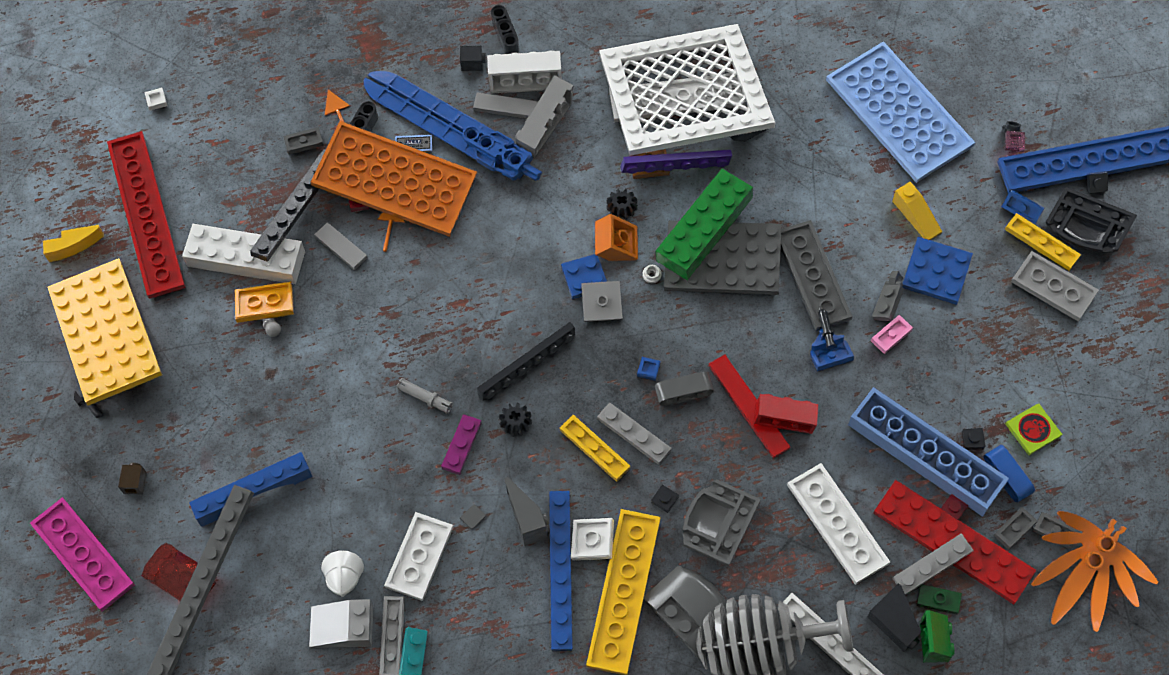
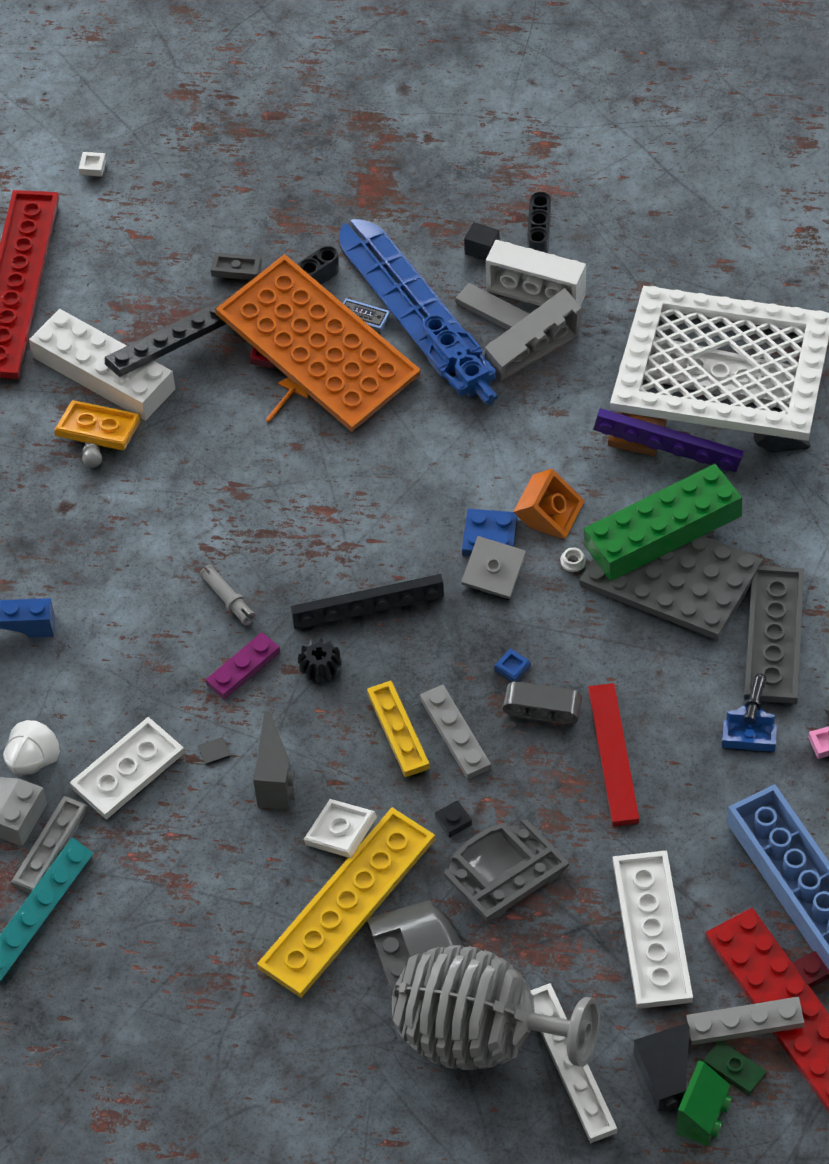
camera: 25 degrees right, 10 degrees down
(334, 104) = (294, 240): orange piece -> none
(340, 246) = (218, 397): light grey tile -> none
(560, 571) = (284, 851): blue plate -> none
(622, 204) = (577, 467): black gear -> none
(786, 413) = (652, 776): red brick -> none

